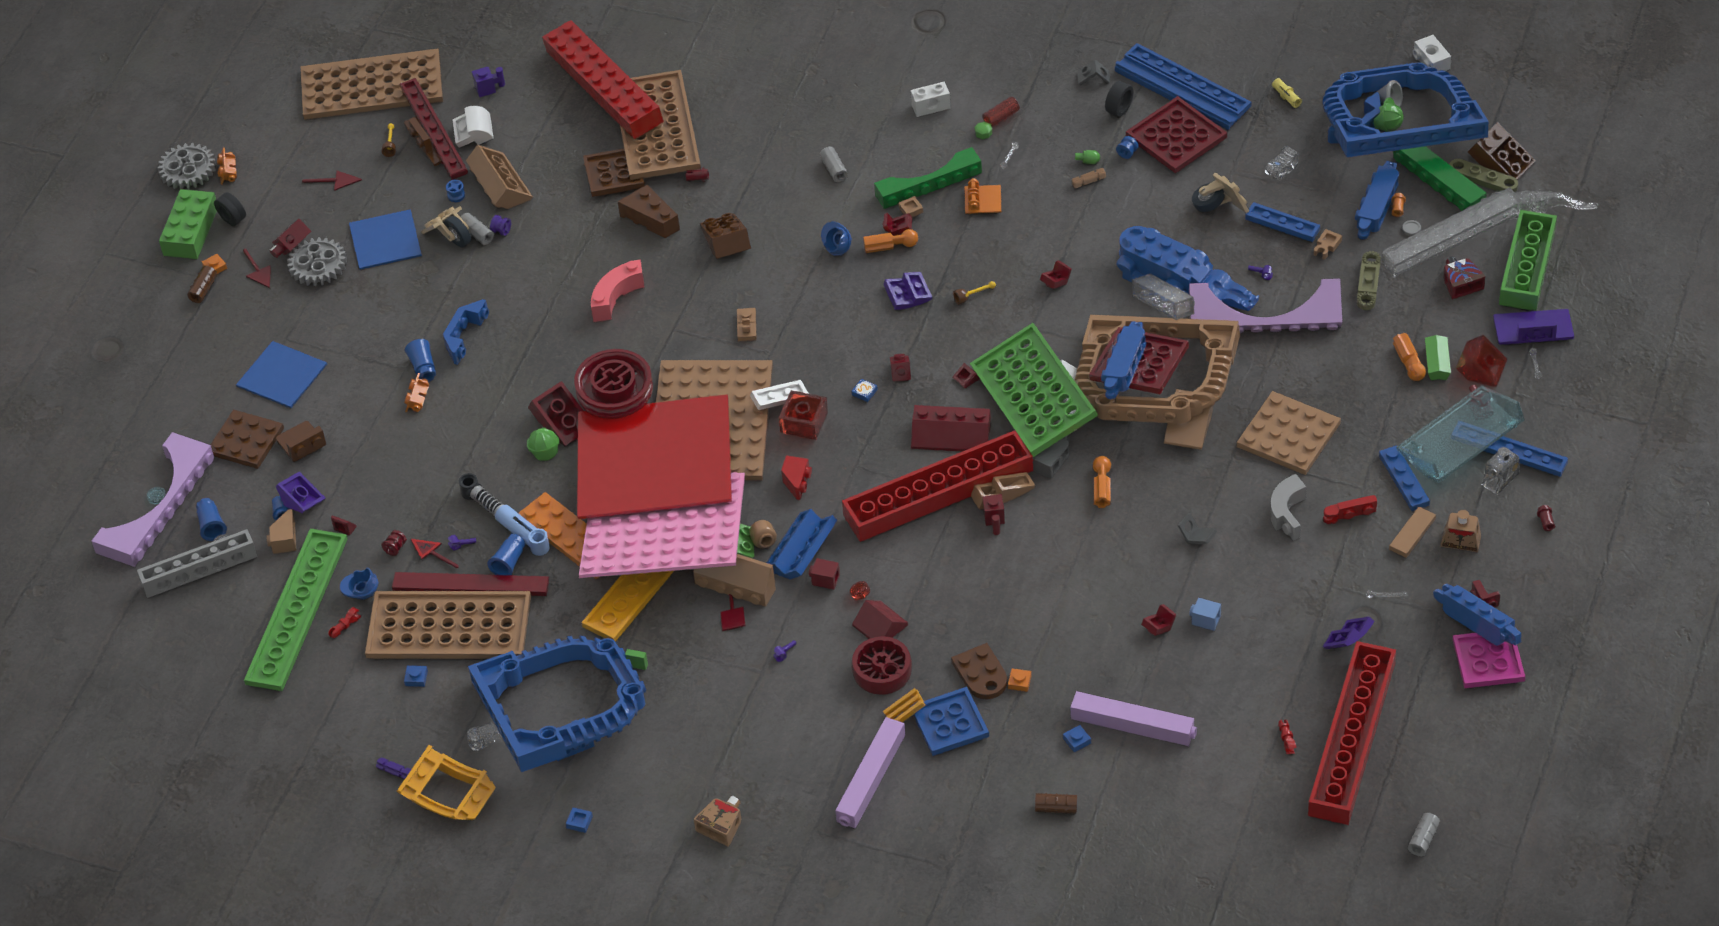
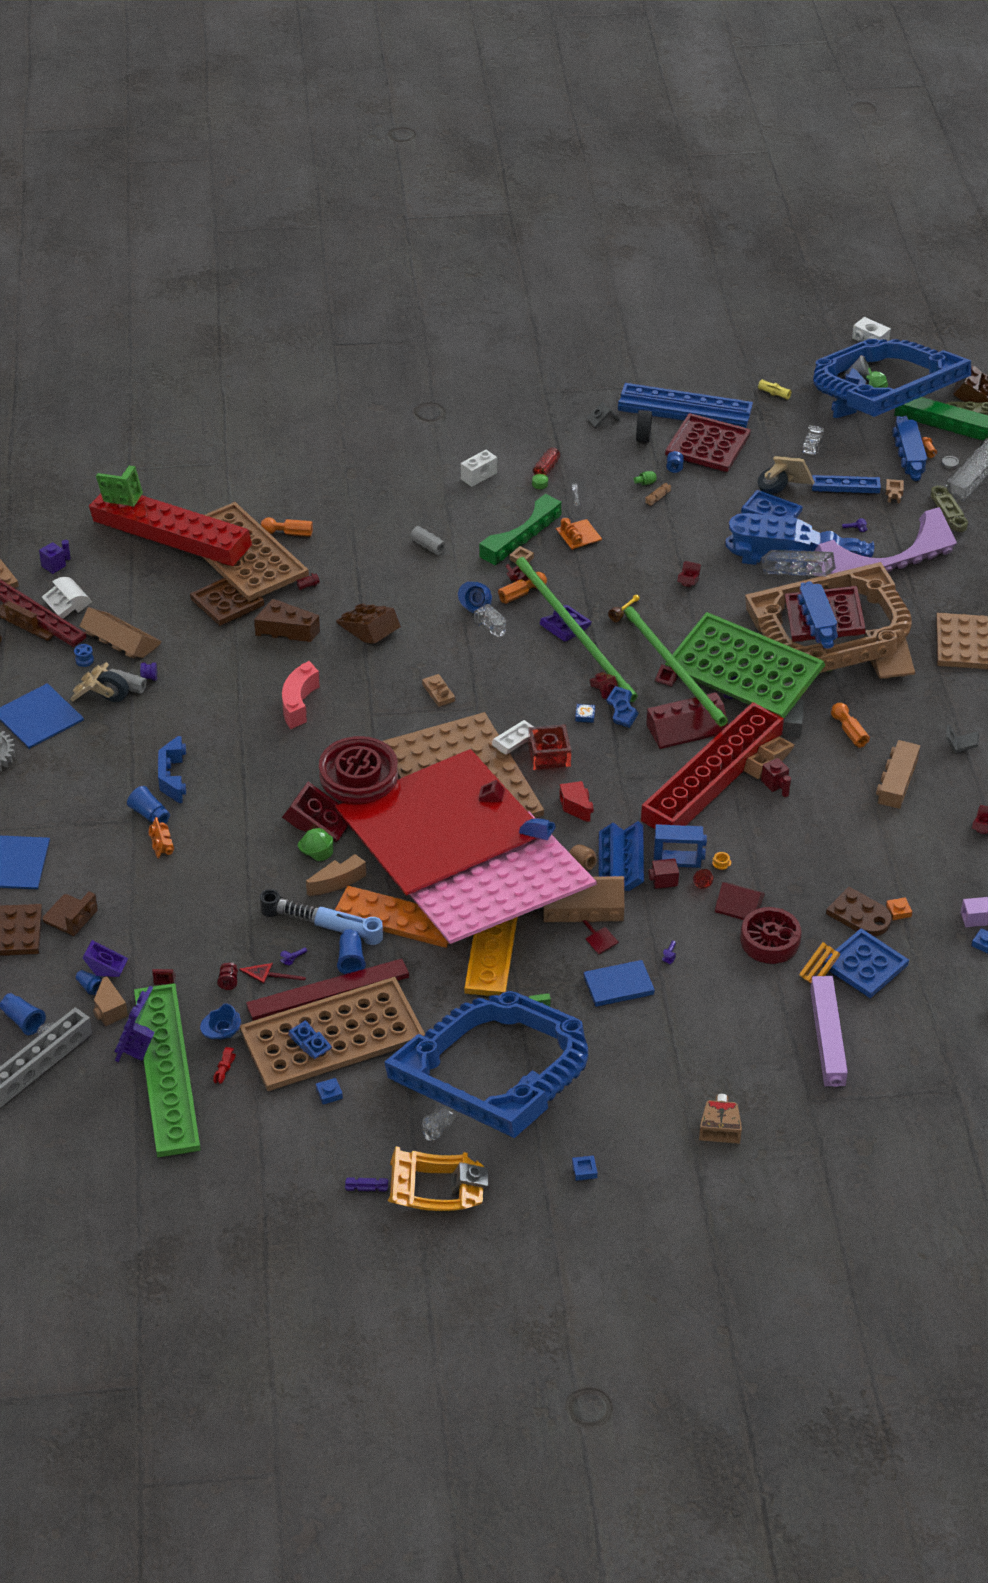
camera: 30 degrees left, 5 degrees down
(278, 562) = (135, 1037): none -> dark purple bracket
(421, 624) = (308, 1040): none -> blue slope
(478, 792) = (469, 1175): none -> dark grey bracket
(540, 480) = (336, 876): none -> medium nougat slope
(573, 31) = (120, 489): none -> bright green bracket
(712, 444) = (492, 792): none -> dark red slope
(715, 112) = (289, 527): none -> orange piece
(720, 663) = (618, 983): none -> blue tile
(724, 494) = (538, 828): none -> blue brick
(837, 261) = (490, 619): none -> clear leg
(841, 539) = (680, 834): none -> blue window
(888, 578) = (721, 861): none -> light orange plate
(901, 390) = (624, 712): none -> blue tile
(917, 378) = (527, 569): none -> bright green piece
(964, 431) = (715, 712): none -> bright green piece
(1112, 547) = (898, 774): none -> medium nougat brick
(1190, 227) = (767, 504): none -> blue tile

